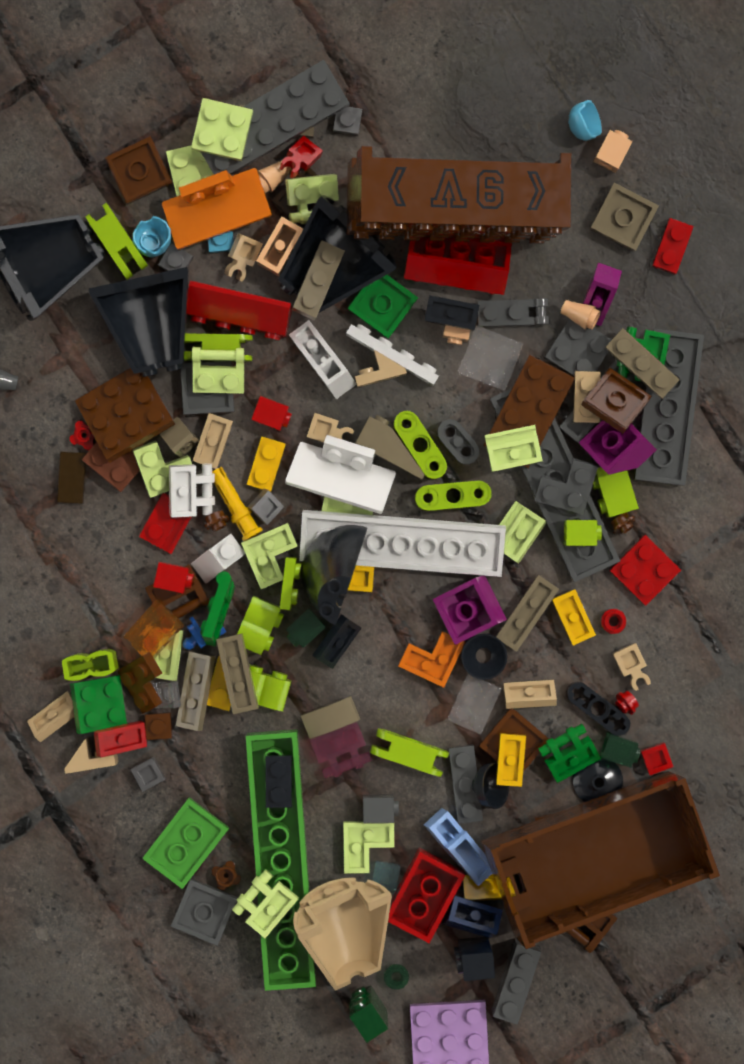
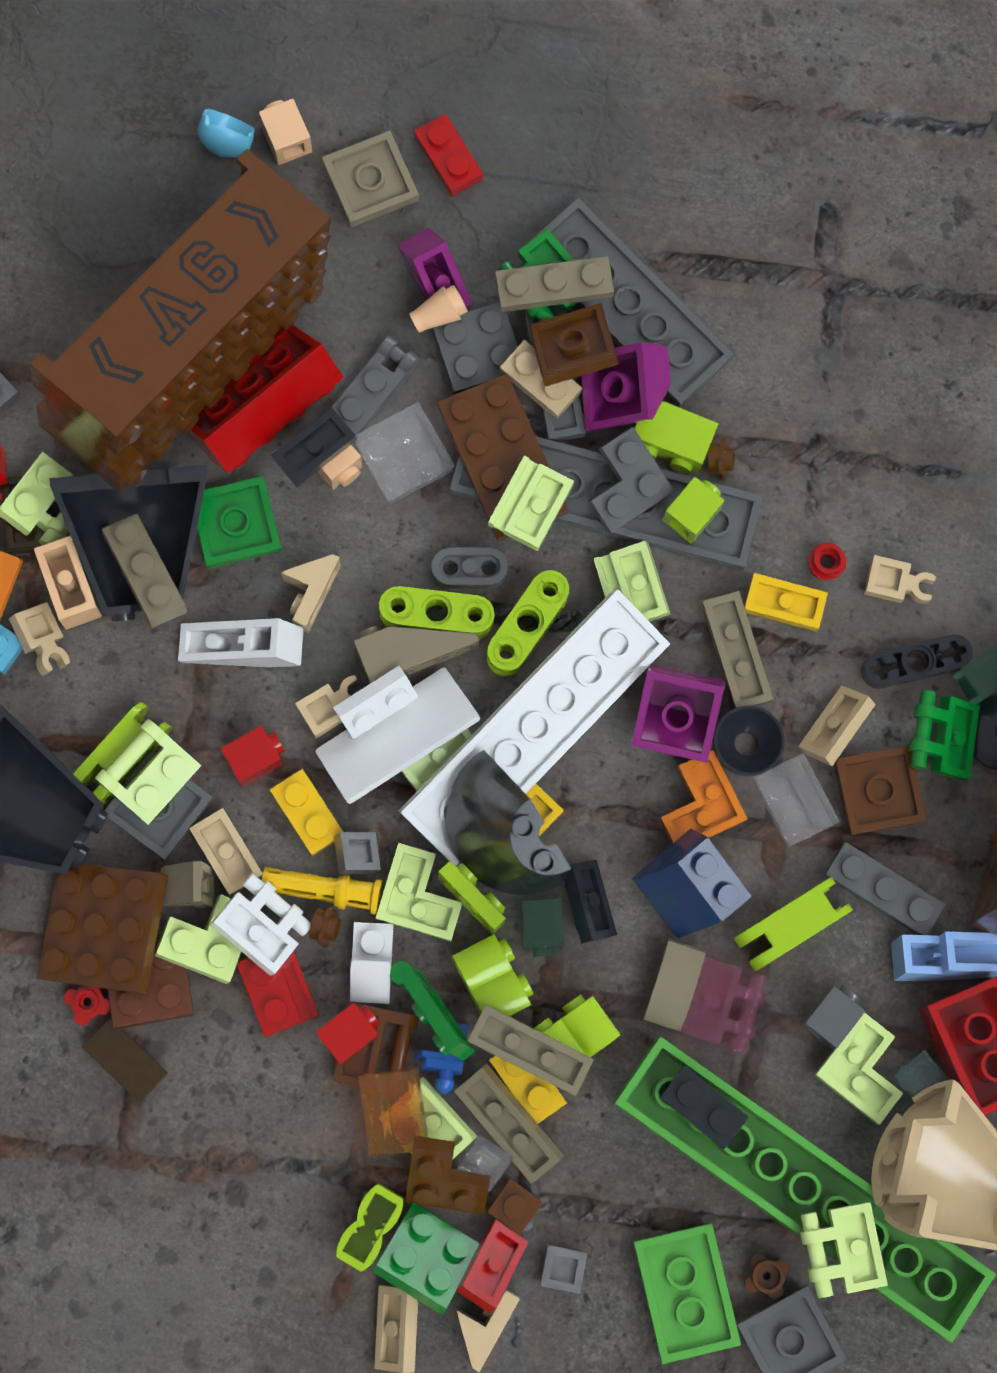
camera: 60 degrees left, 10 degrees down
(239, 310) = (98, 690): red slope -> none
(383, 346) = (254, 576): white plate -> none
(386, 686) = (691, 885): none -> dark blue slope
(485, 787) = (911, 859): black piece -> none
(510, 759) = (899, 808): yellow plate -> none
(626, 702) = (936, 622): red plate -> none
(645, 570) = (795, 479): red plate -> none

